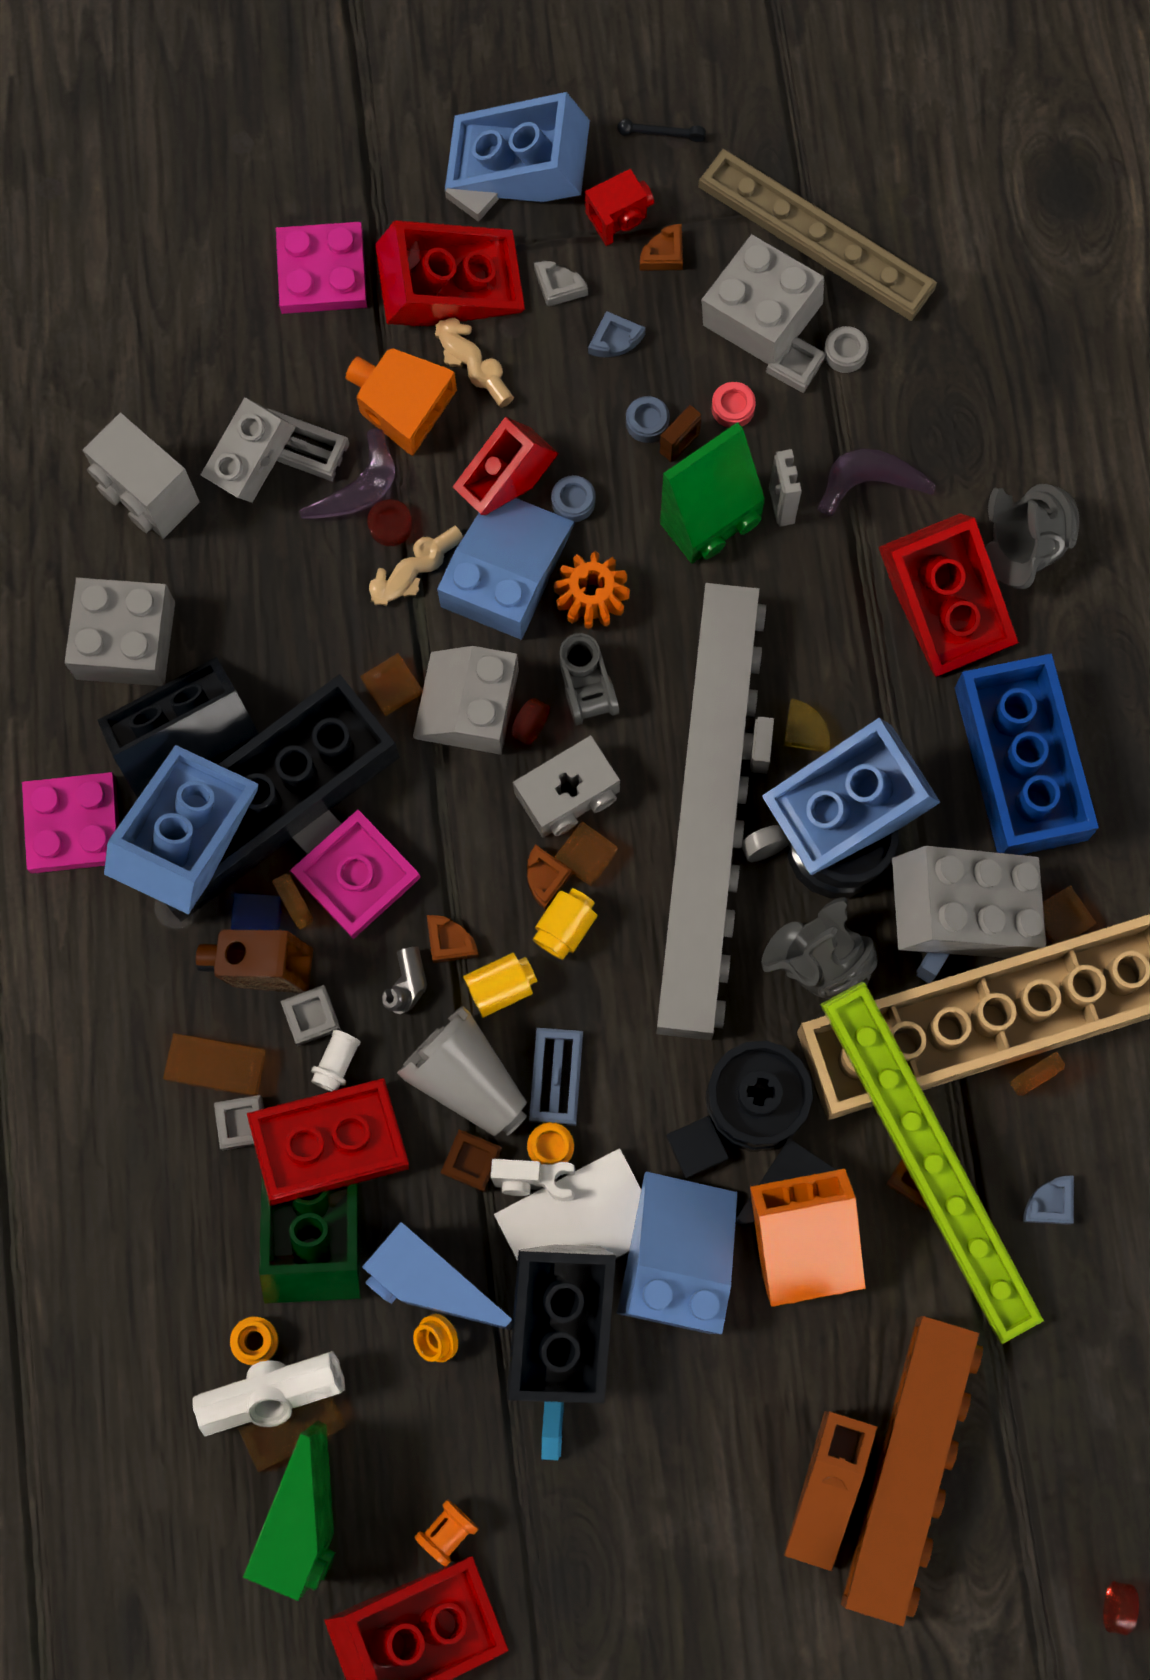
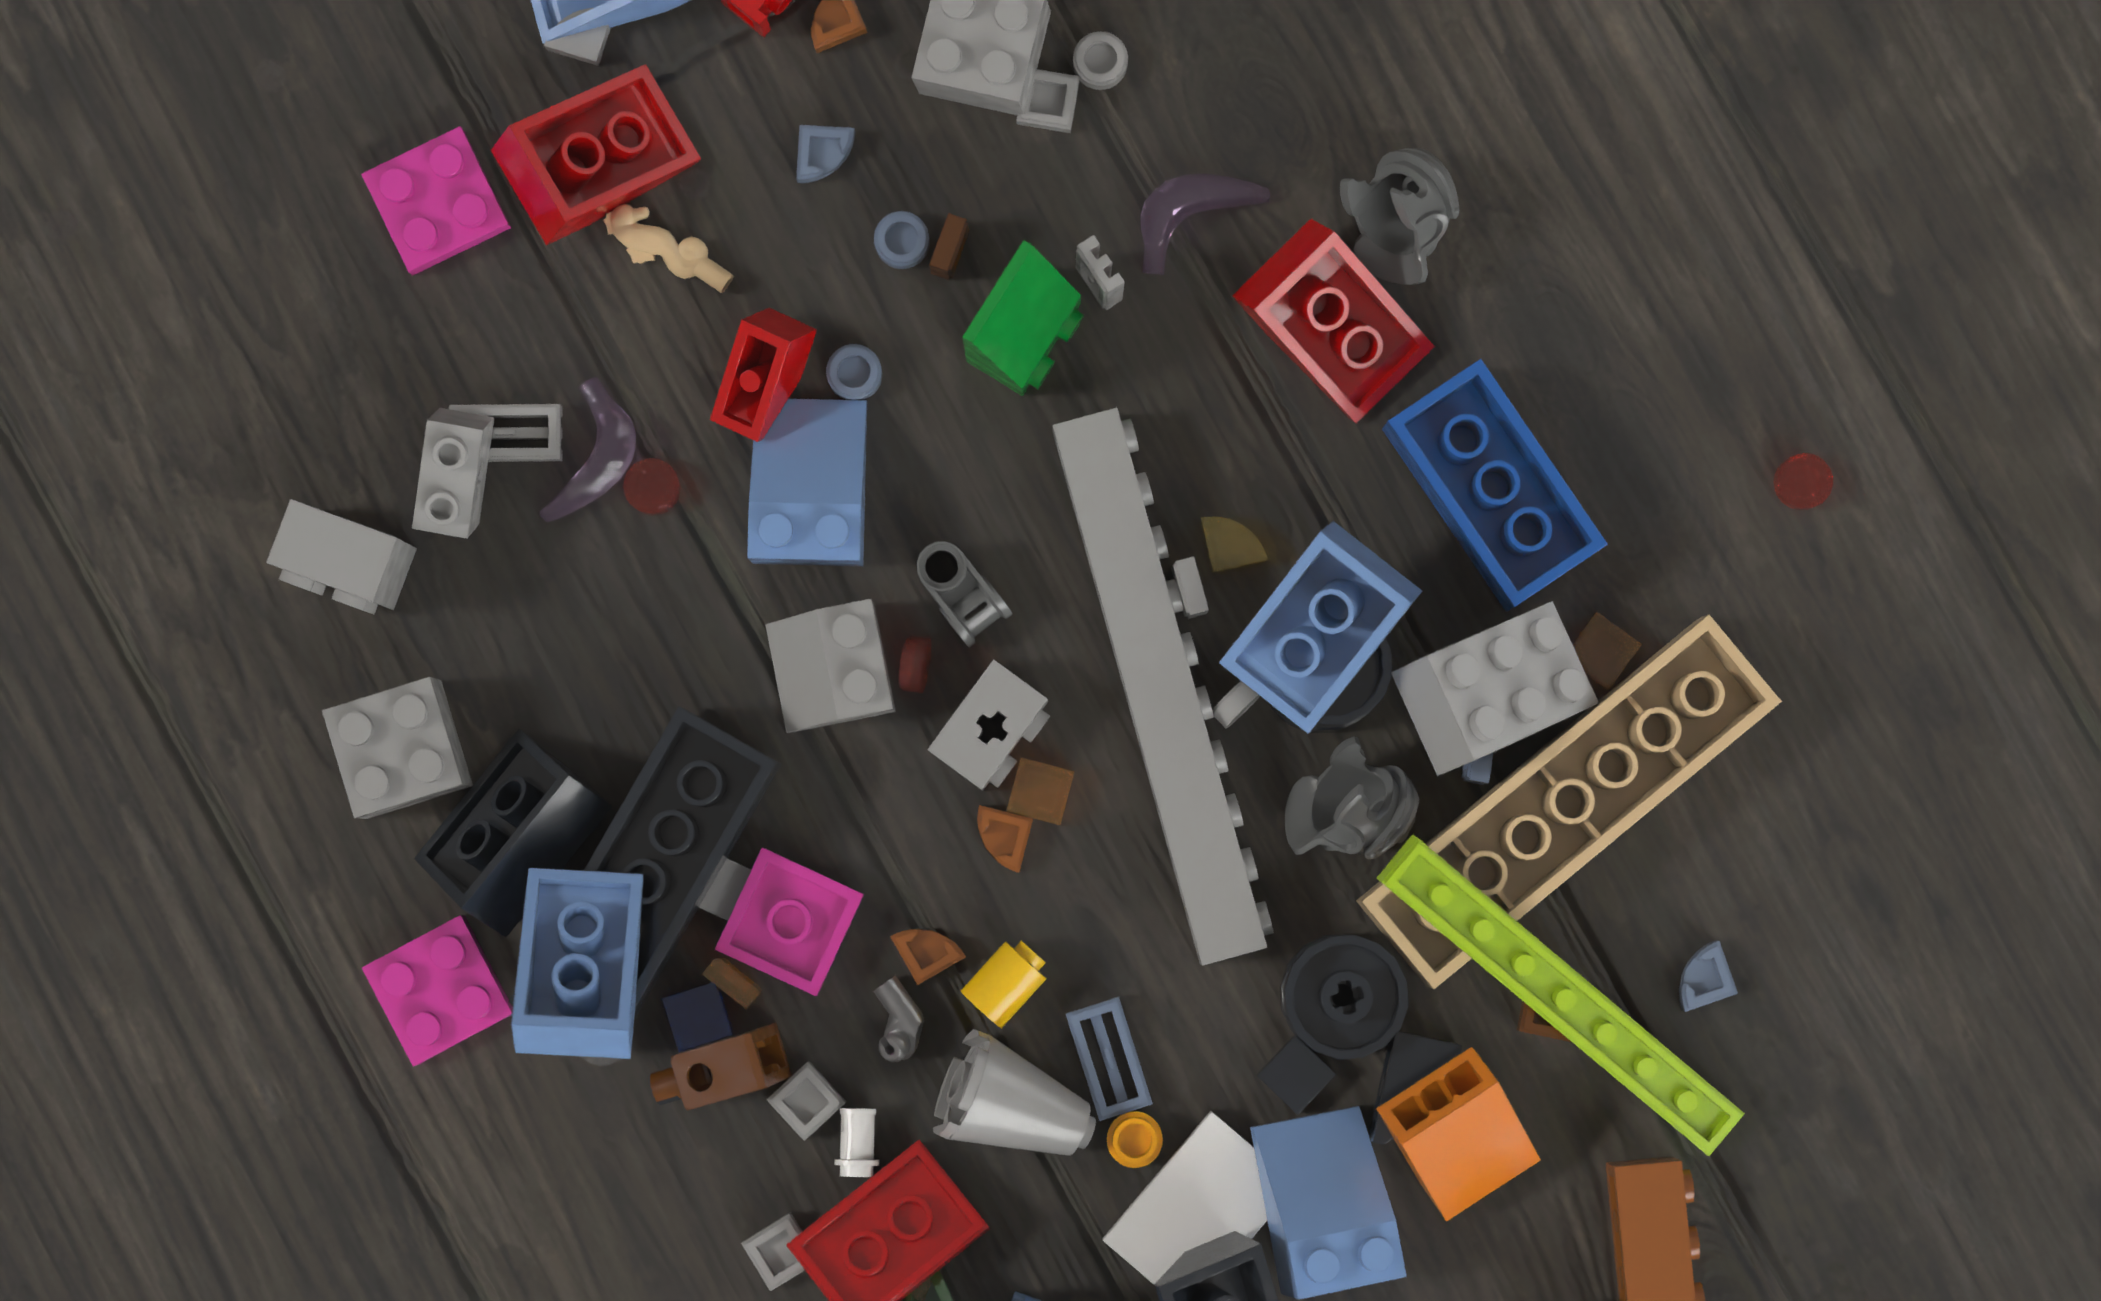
camera: 25 degrees left, 10 degrees up
(214, 1065) = (723, 1200): clear orange tile -> none
(391, 684) = (736, 681): clear orange tile -> none
(402, 395) = (601, 328): orange torso -> none
(404, 580) = (697, 550): tan animal -> none
(471, 1160) = (1053, 1190): reddish brown tile -> none
(520, 1176) = (1116, 1190): white plate -> none
(559, 283) = (728, 109): light grey tile -> none
(565, 923) = (1050, 884): yellow brick -> none
(607, 596) = (905, 472): orange gear -> none
(733, 404) = (995, 182): coral tile -> none
(1038, 1074) = (1640, 844): clear orange tile -> none

